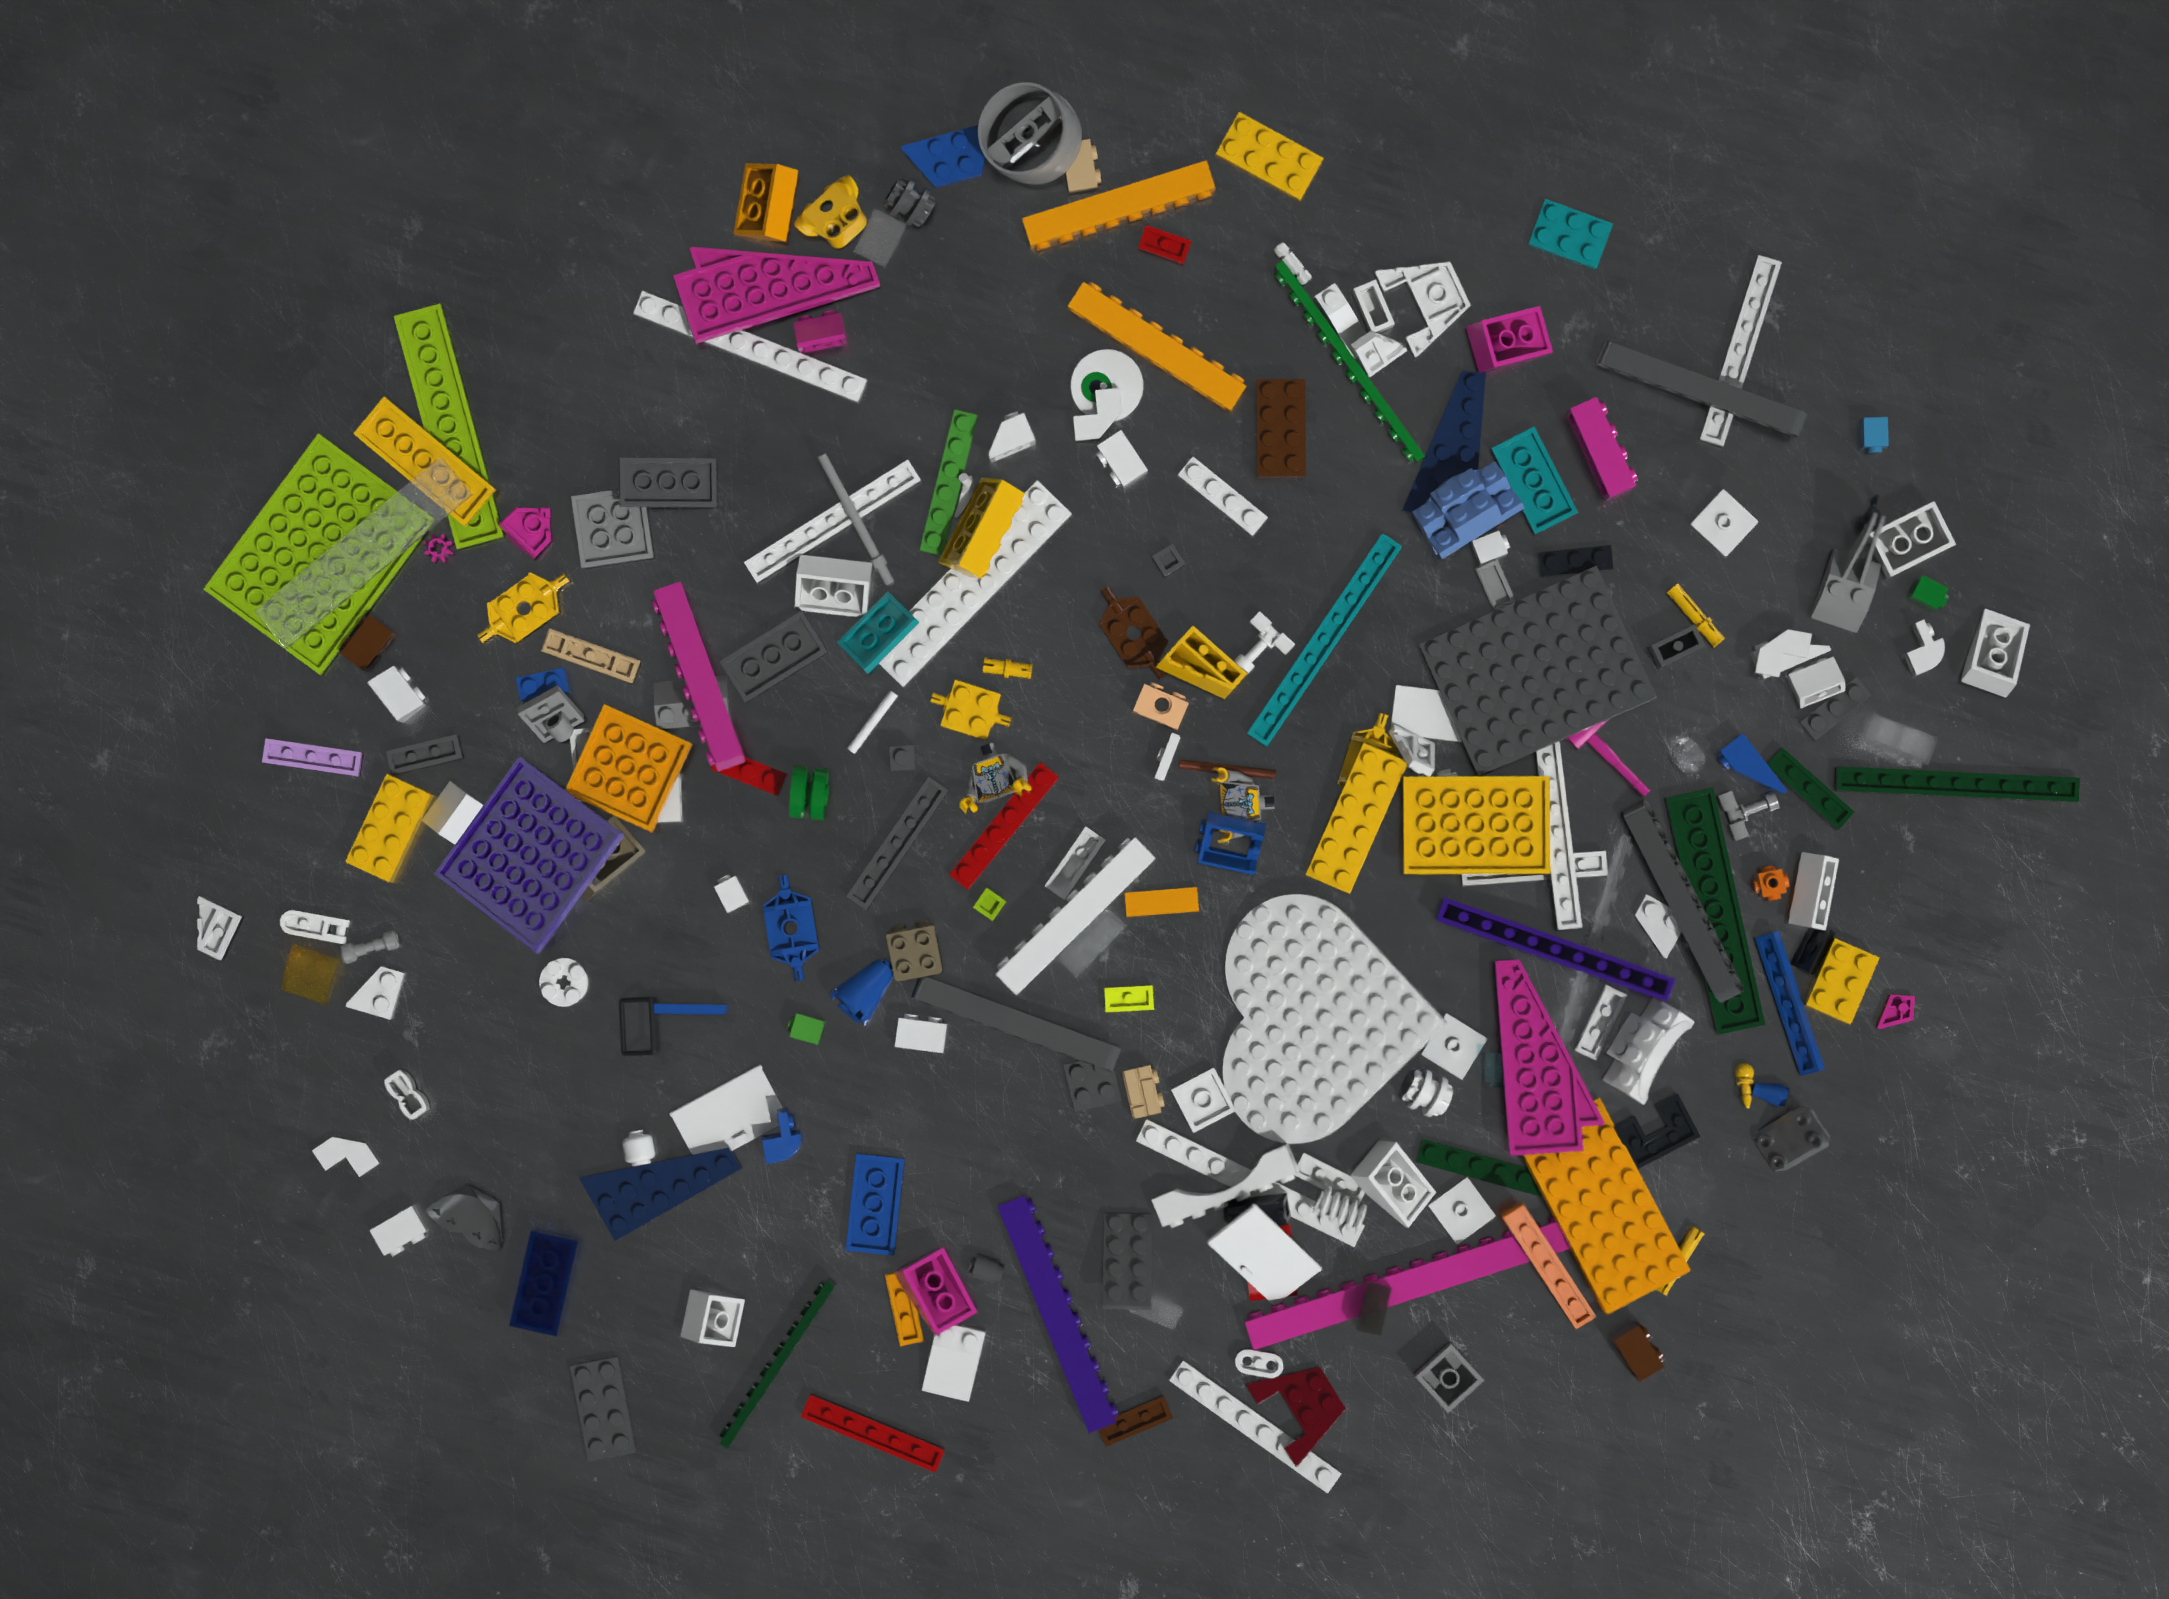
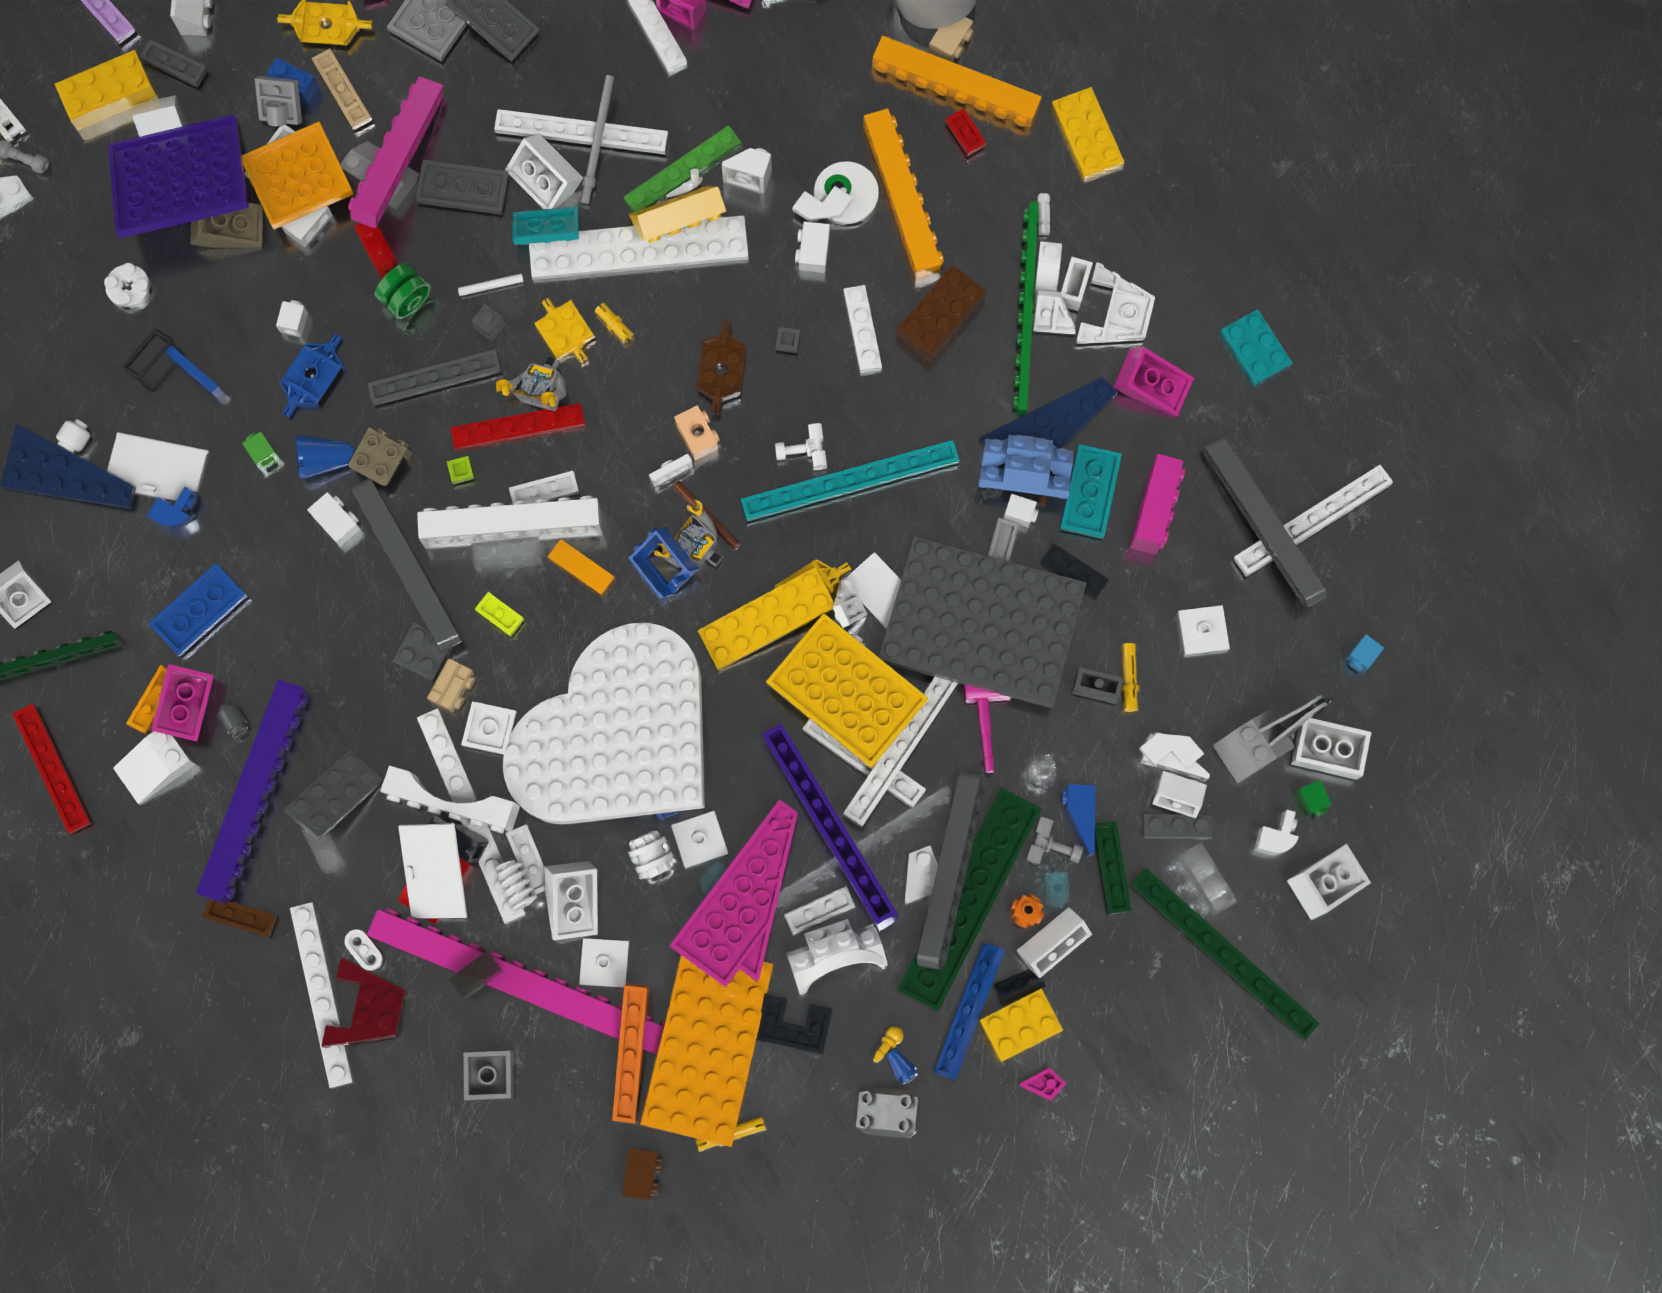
camera: 40 degrees right, 10 degrees down
(1202, 664) = (749, 424): yellow wedge -> none
(1477, 1166) = (641, 939): dark green plate -> none
(1778, 844) = (1056, 888): none -> clear light blue brick

